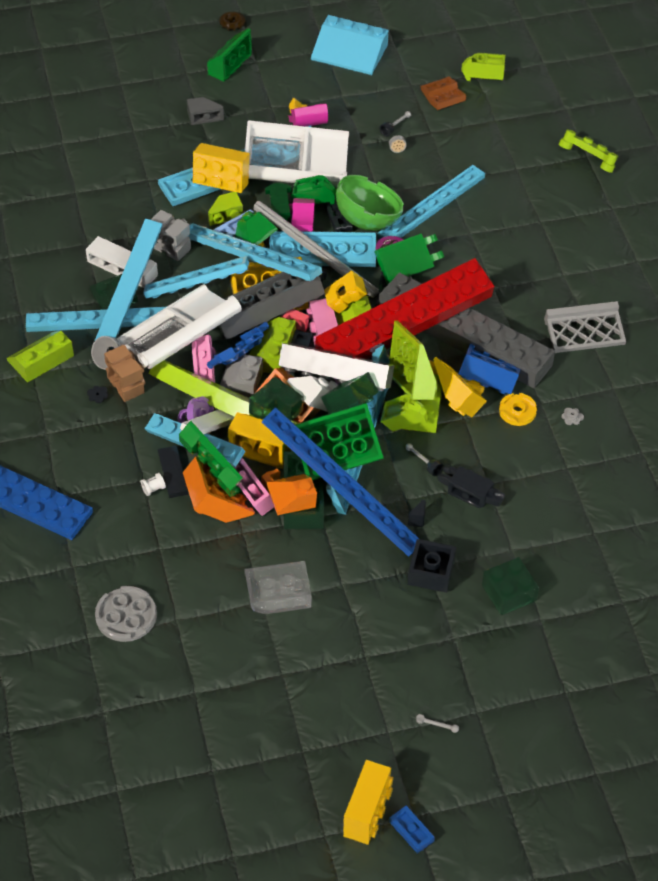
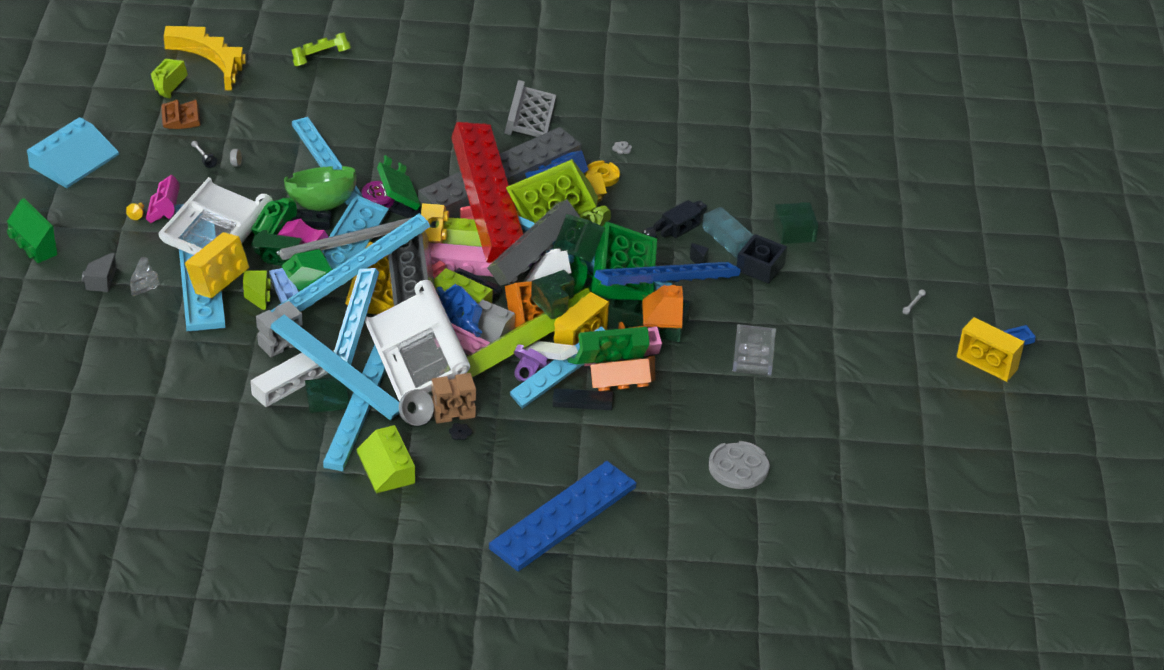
camera: 75 degrees left, 10 degrees down
(153, 484) = (598, 412): white bush -> none
(209, 134) = (143, 278): none -> clear slope
(469, 529) = (726, 230): none -> clear light blue brick
(539, 94) = (196, 41): none -> yellow arch

